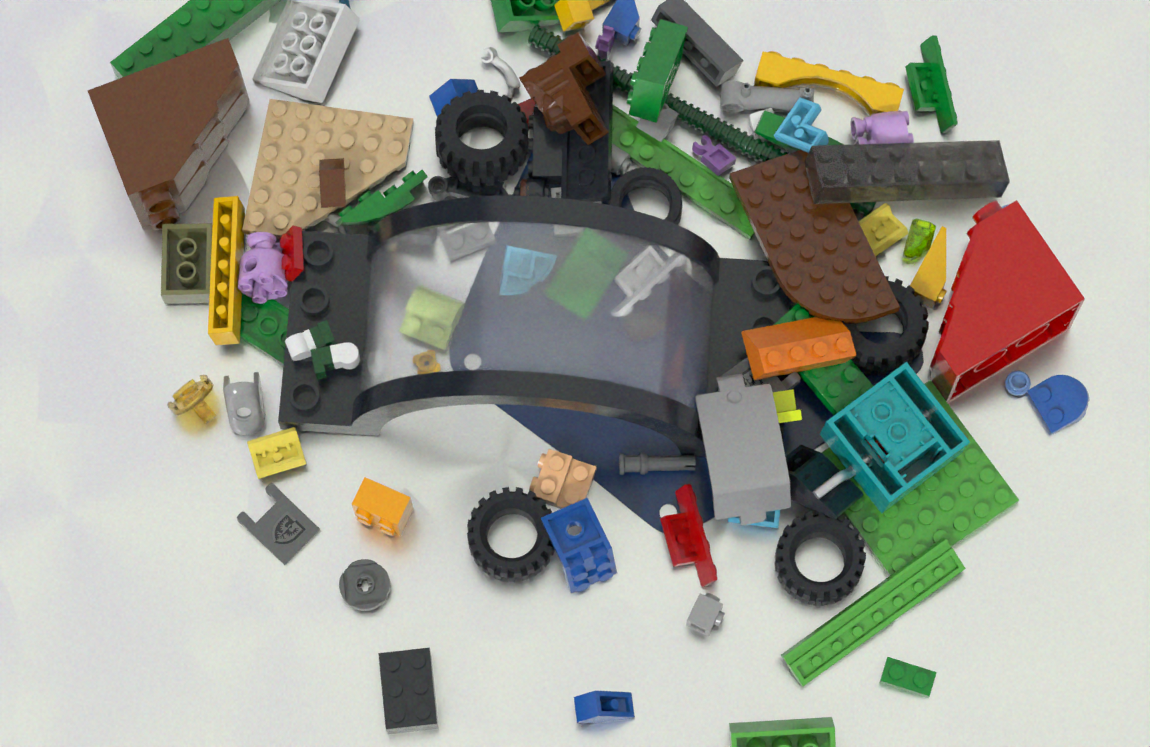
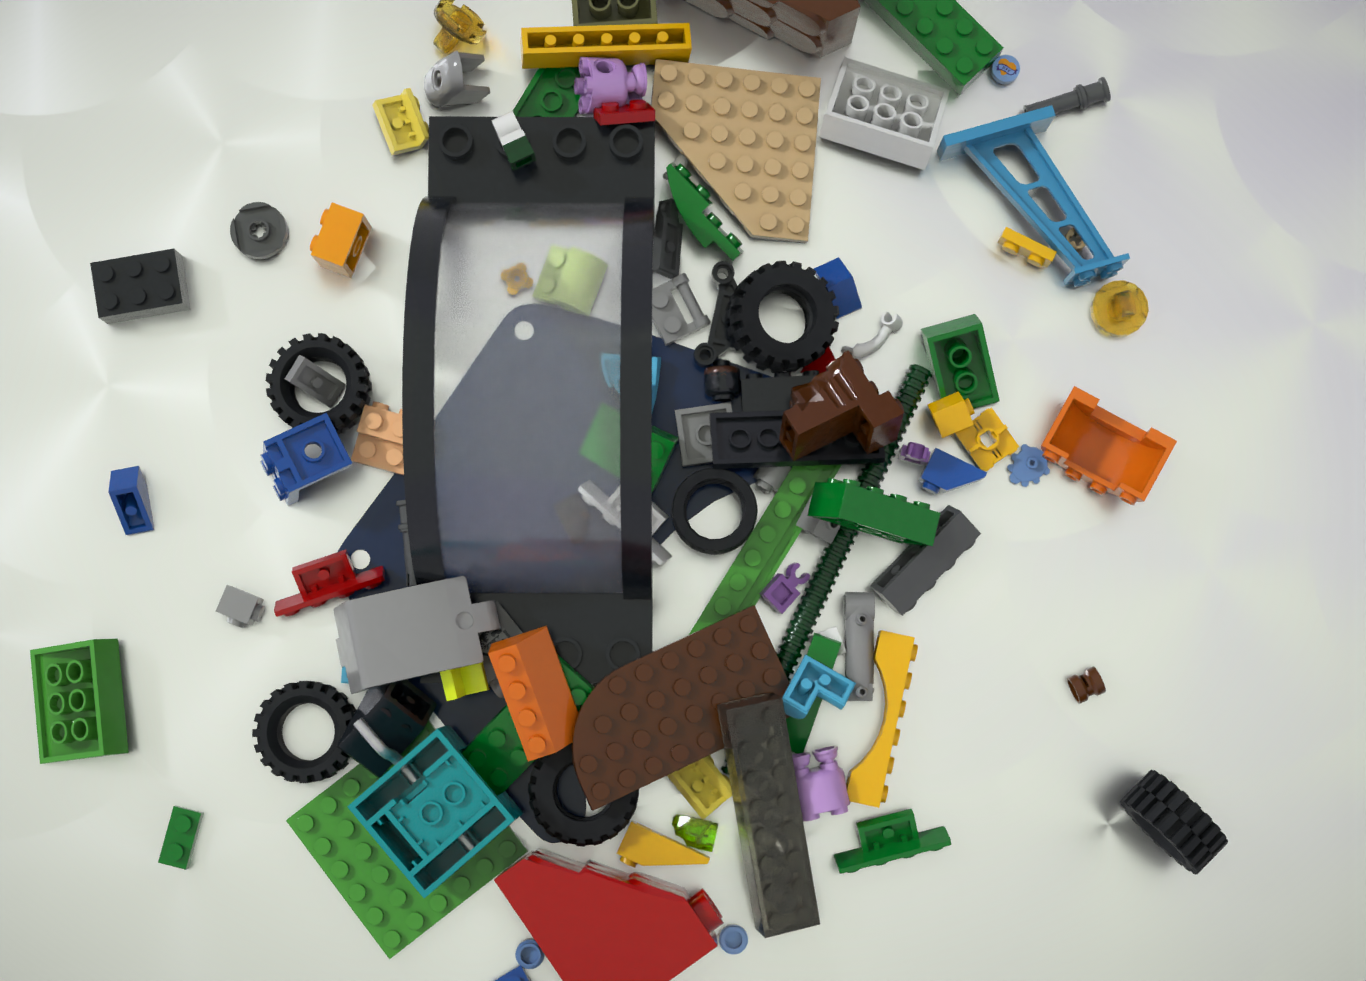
camera: 85 degrees right, 10 degrees up
(282, 528) = (322, 138): dark grey flag -> none
(332, 182) = (713, 150): reddish brown slope -> none
(334, 357) = (497, 176): leg -> none
(508, 537) = (314, 381): none -> light grey plate
(873, 611) = (250, 795): bright green plate -> none

